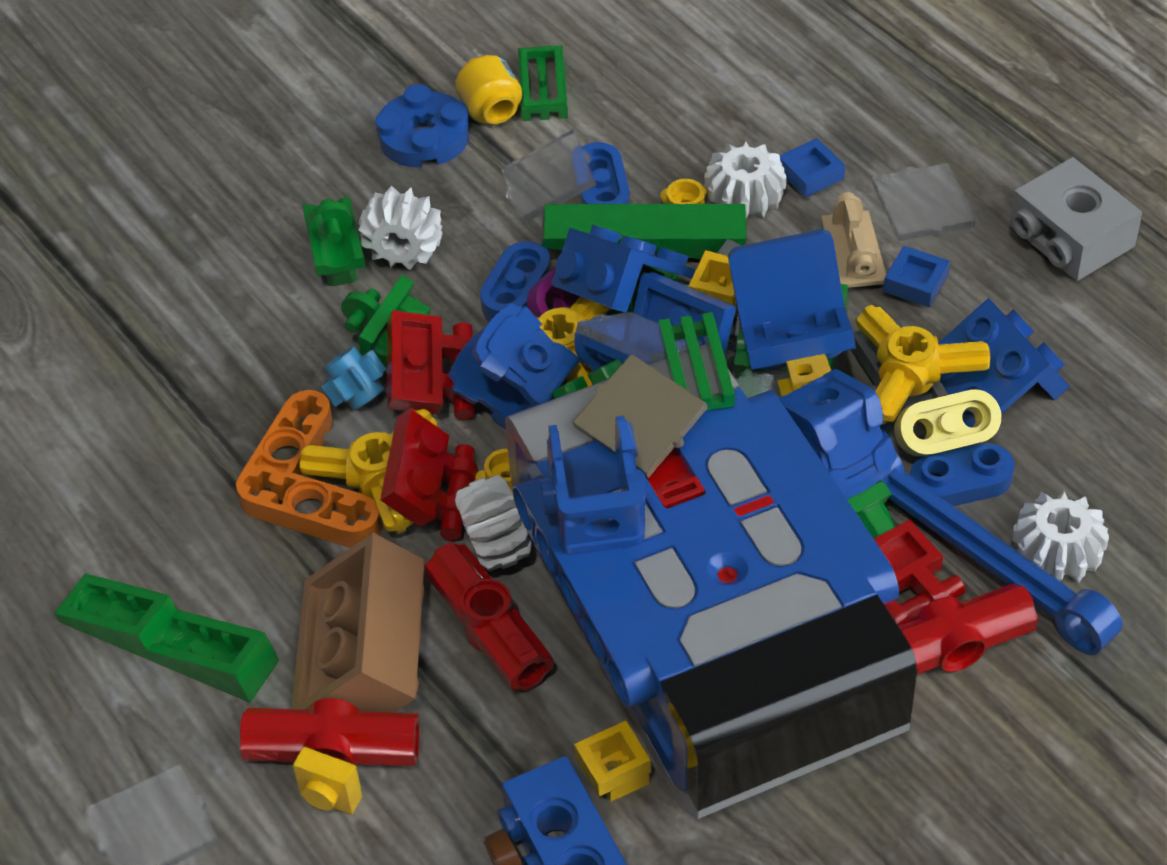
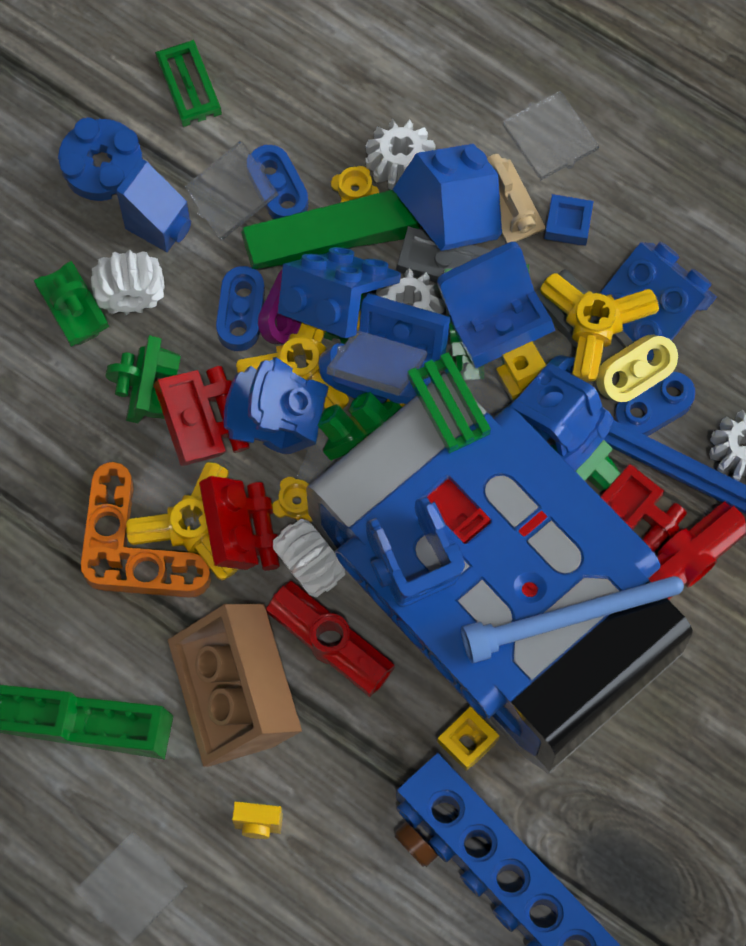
camera: 20 degrees left, 20 degrees up
(331, 729) = (244, 778): red piece -> none
(353, 378) = (141, 443): dark azure gear -> none
(454, 165) = (152, 207): none -> slope
(488, 89) = (148, 109): yellow head -> none
(648, 400) = (421, 464): dark tan piece -> none
(649, 601) = (483, 640): none -> medium blue piece
(714, 278) = (422, 277): yellow piece -> none
(781, 200) = (453, 196): none -> blue slope
(812, 167) = (451, 124): blue plate -> none
(1075, 218) = (684, 156): light grey brick -> none

